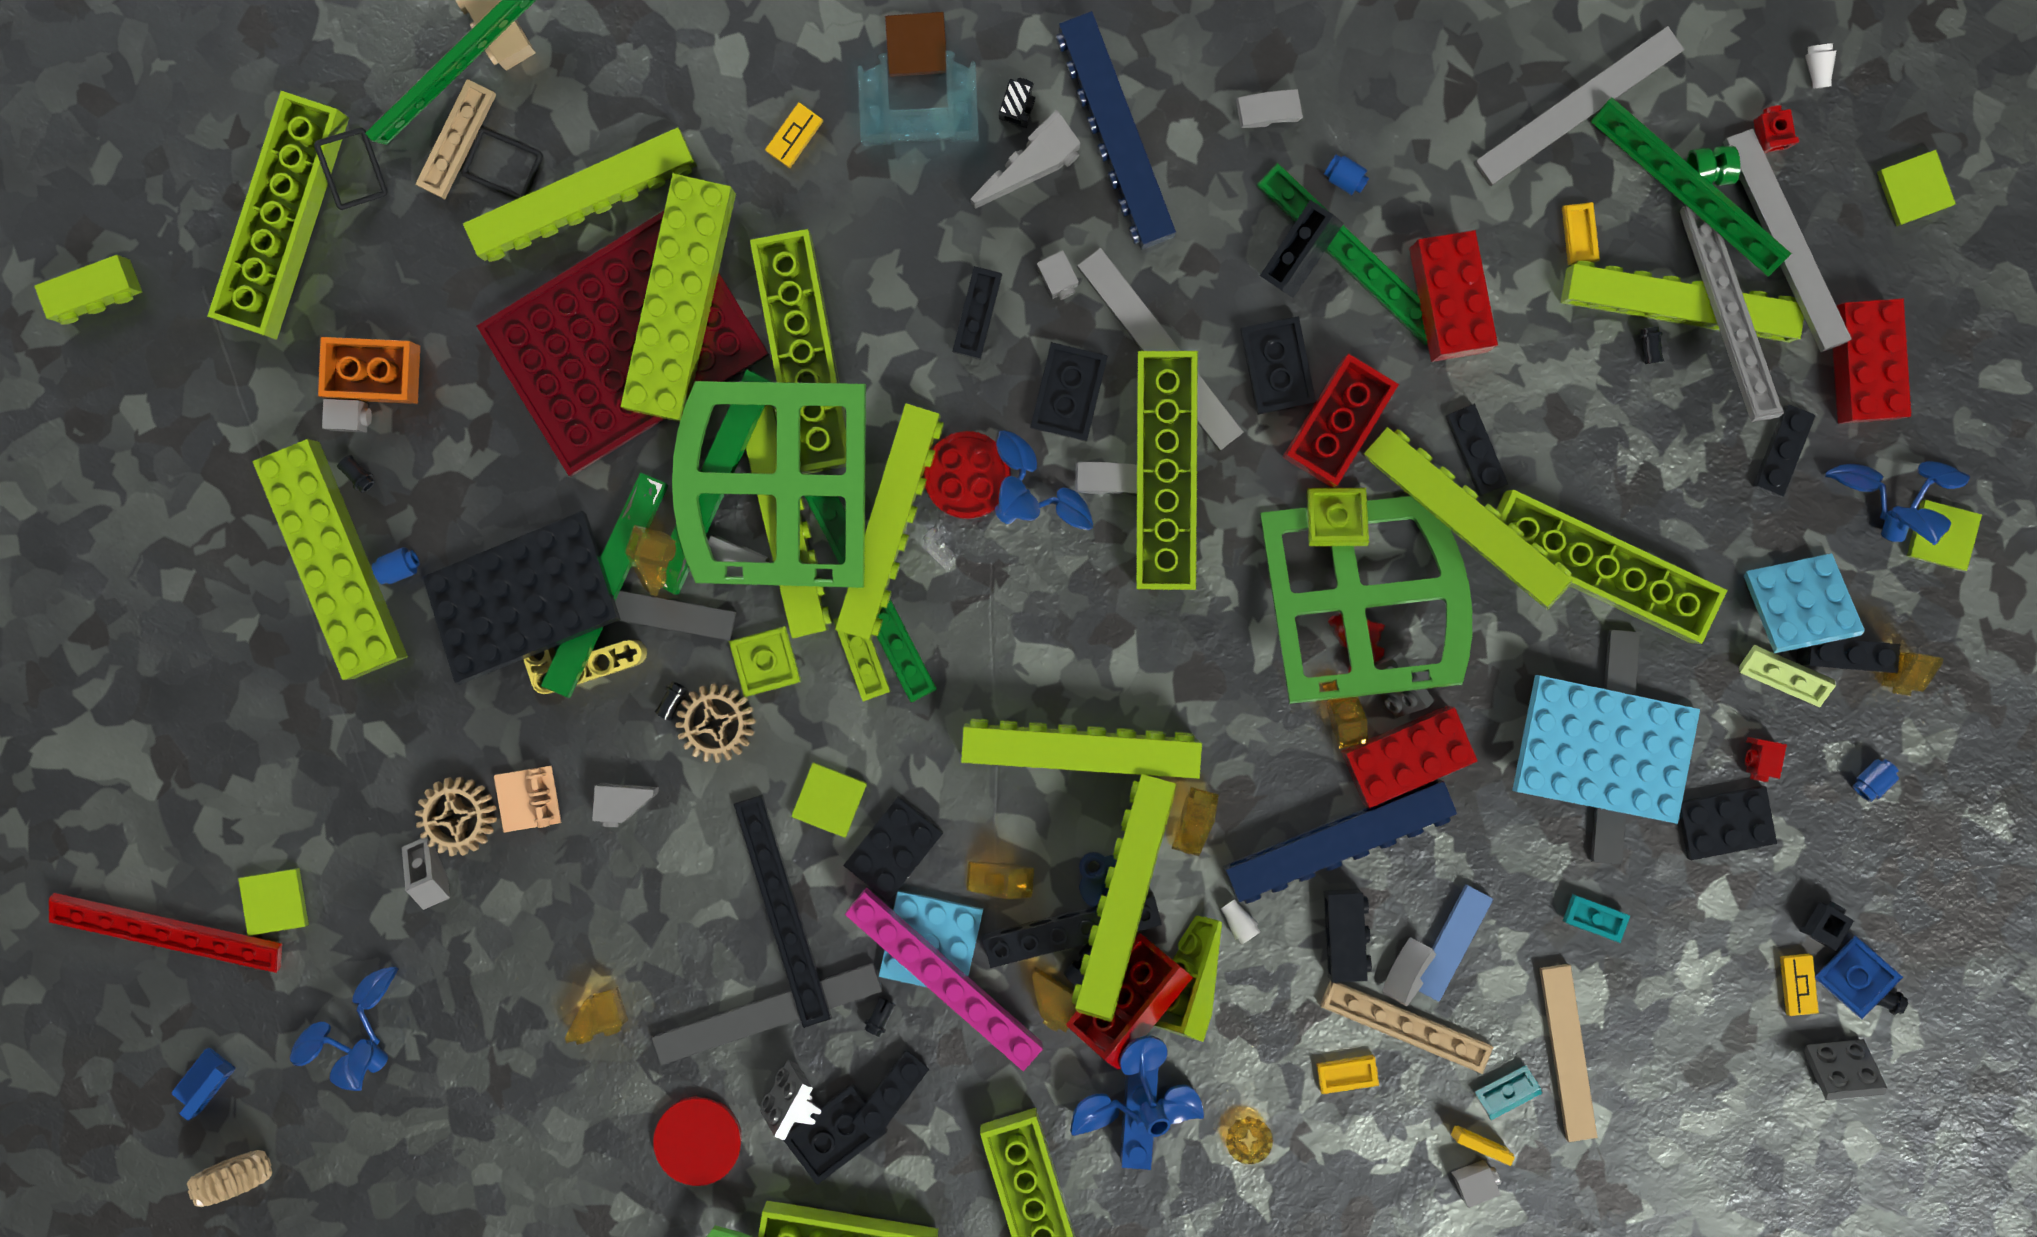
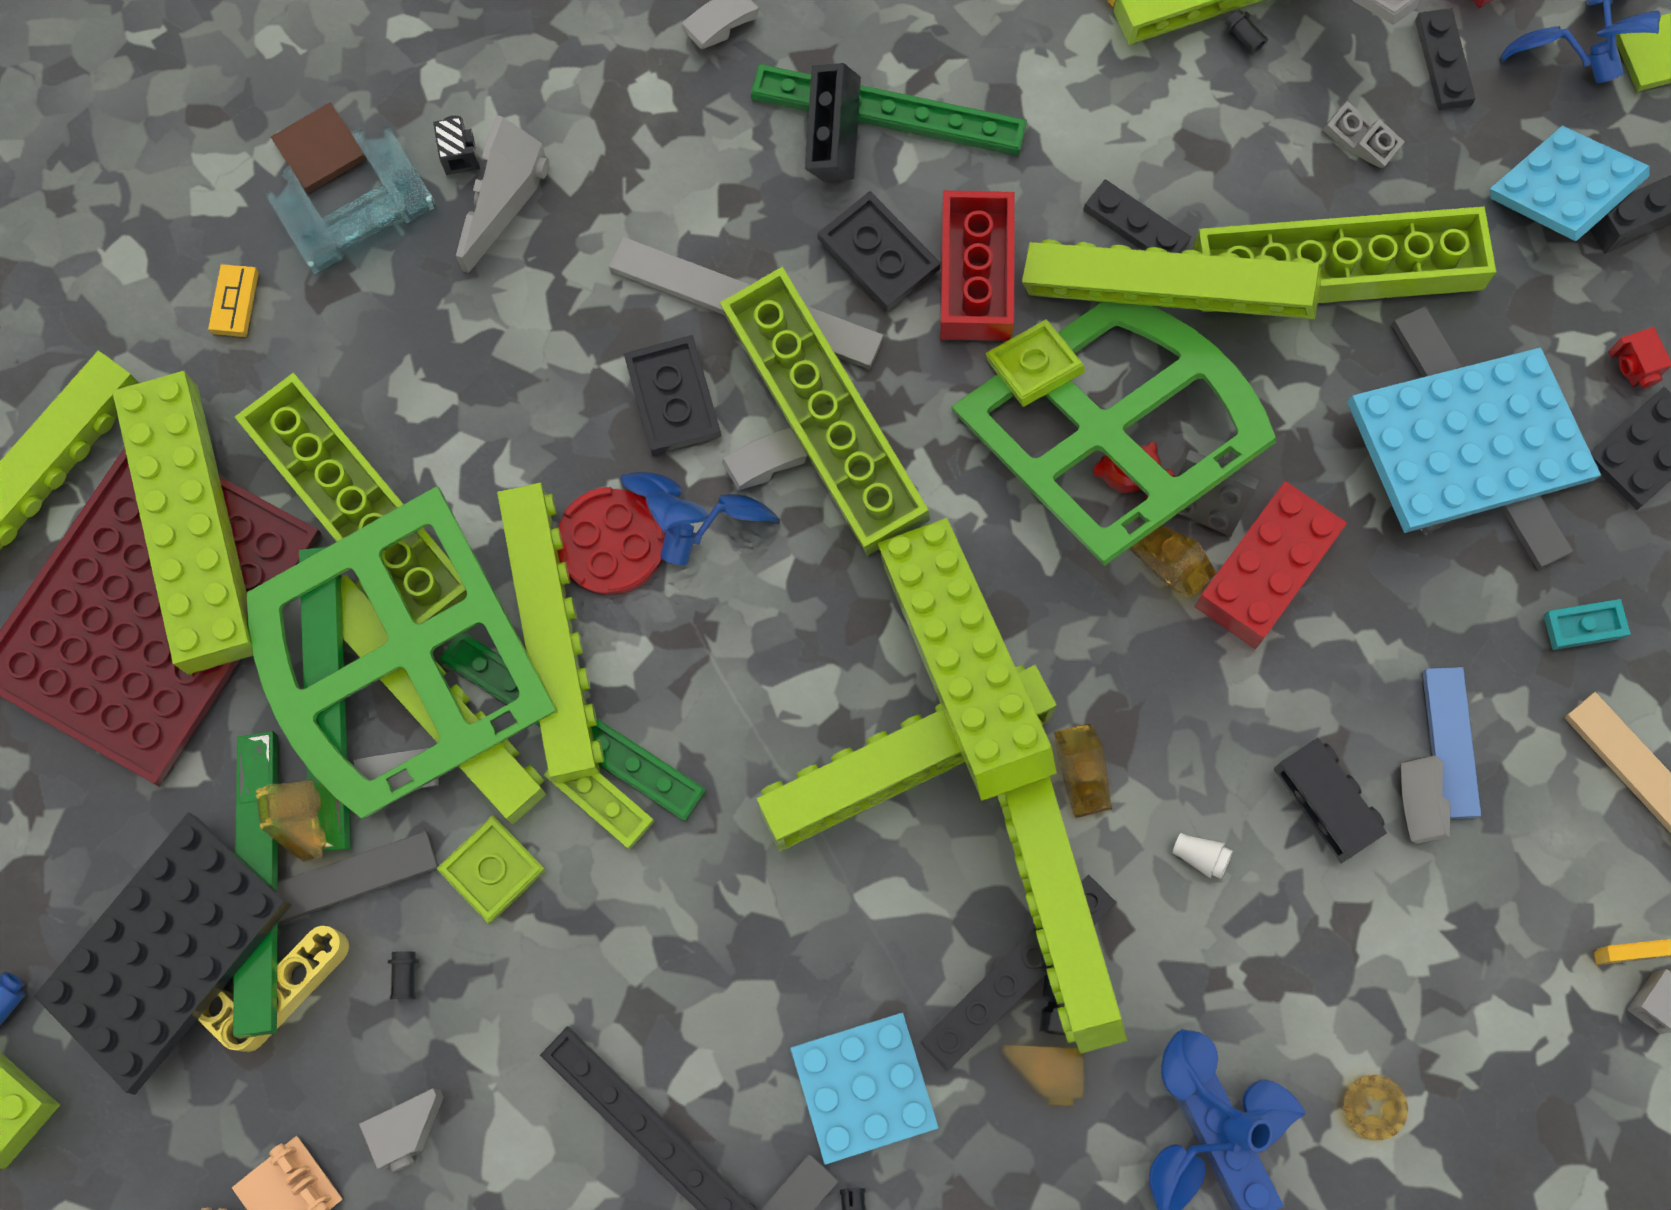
camera: 25 degrees left, 15 degrees down
(711, 710) = (456, 983): tan gear -> none
(829, 799) = (651, 986): lime tile -> none
(893, 849) = (757, 1002): black plate -> none
(941, 554) = (627, 637): clear bracket -> none
(944, 979) = (904, 1114): dark pink brick -> none
(977, 312) = (527, 369): black plate -> none
(1000, 879) = (901, 963): clear yellow slope -> none
(1058, 275) = (593, 285): light grey brick -> none
(1093, 882) = (1012, 907): dark blue plate -> none
(1116, 131) = (575, 119): dark blue brick -> none
(1146, 994) = (1148, 984): red brick -> none
(1157, 712) = (967, 660): none -> lime brick
(1198, 956) = (1192, 972): lime wedge -> none
(1340, 840) = (1253, 701): dark blue brick -> none
(1346, 174) = (836, 36): blue brick -> none
(1347, 1074) = (1435, 962): yellow tile -> none
(1407, 1026) = (1464, 866): tan tile -> none
(1453, 296) = (1016, 87): red brick -> none
(1508, 1092) = (1627, 873): teal plate -> none
(1682, 477) = (1360, 136): none -> light grey slope
(1787, 676) = (1604, 264): yellowish green plate -> none

